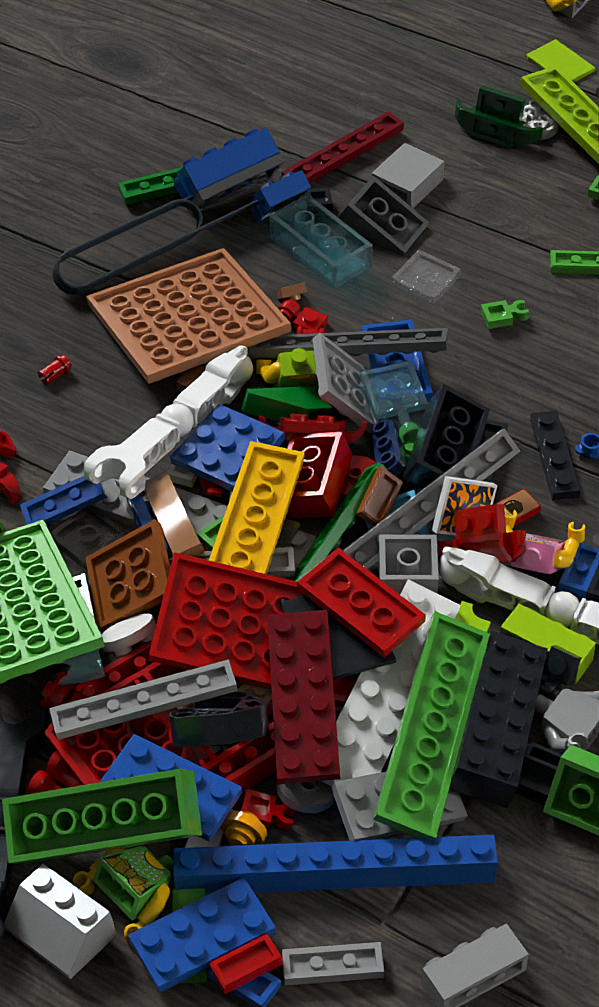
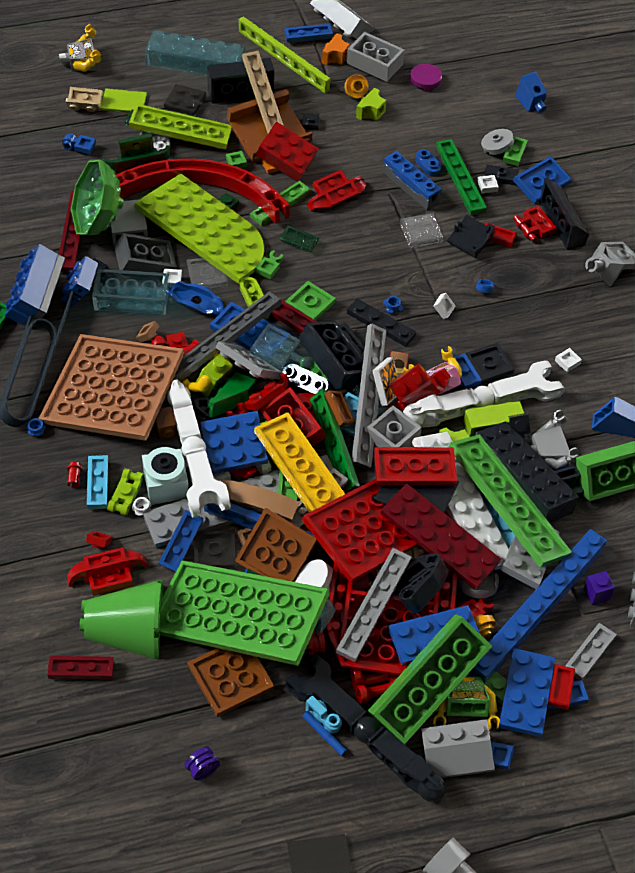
camera: 50 degrees left, 5 degrees up
(65, 392) = (97, 482): none -> medium azure plate
(76, 303) = (35, 423): none -> blue plate
(76, 443) = (141, 502): none -> white plate
(80, 422) = (125, 492): none -> lime plate
(98, 972) = (502, 755): none -> blue plate
(118, 418) = (165, 475): none -> light aqua piece
(376, 281) = (185, 293): none -> blue piece
(383, 126) = (95, 198): none -> rock
(385, 258) = (174, 275): none -> white plate
(429, 907) = (599, 588): none -> dark purple brick
(454, 319) = (253, 293): none -> lime plate
(458, 76) = (82, 144): none -> blue plate
(458, 374) = (291, 317): none -> dark red plate
(479, 230) = (205, 226): none -> lime plate
(499, 378) = (311, 300): none -> bright green plate
(516, 35) = (84, 99): none -> tan bracket
(535, 168) = (209, 173): none -> red piece
(539, 226) = (229, 201): none -> dark green plate
(571, 309) = (299, 238): none -> clear green plate

